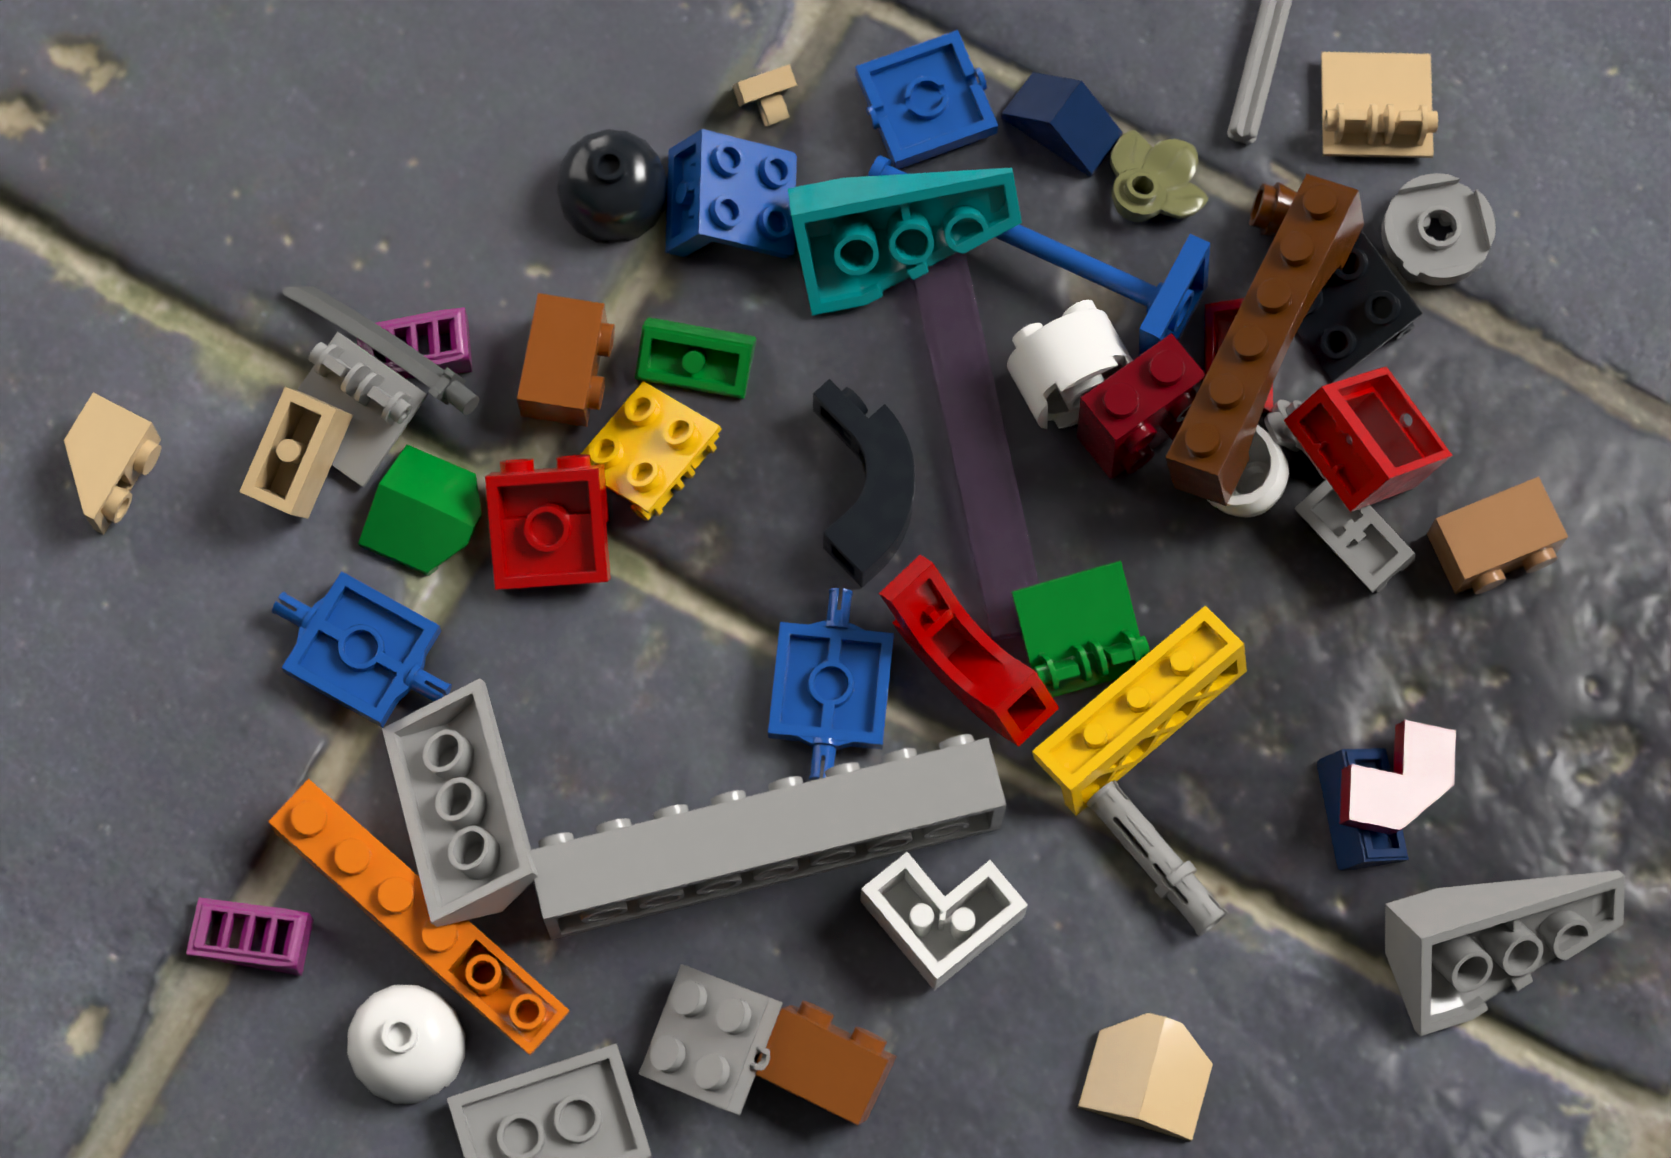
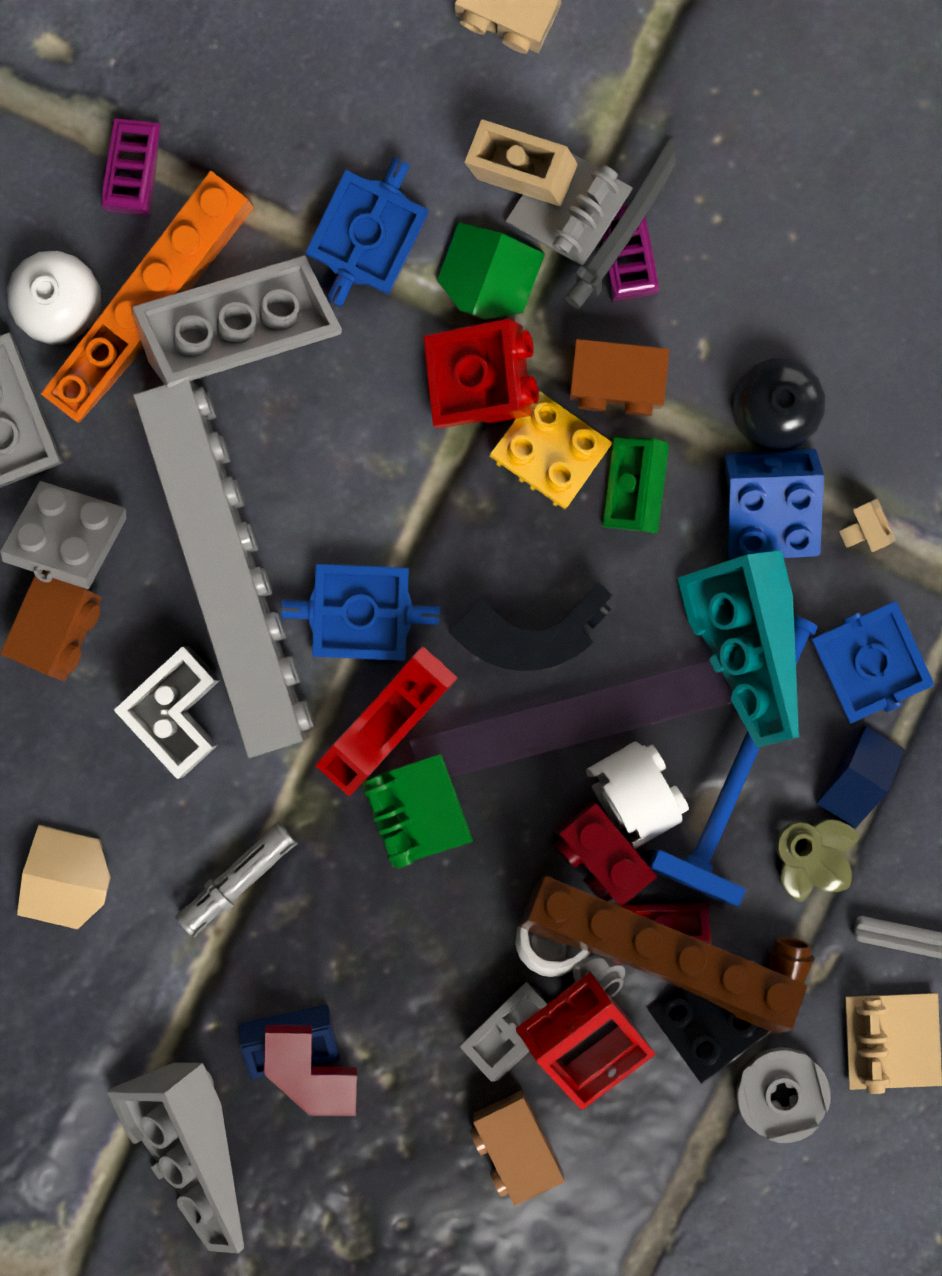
camera: 90 degrees right, 15 degrees up
(1142, 708) = (354, 862): yellow fence -> none

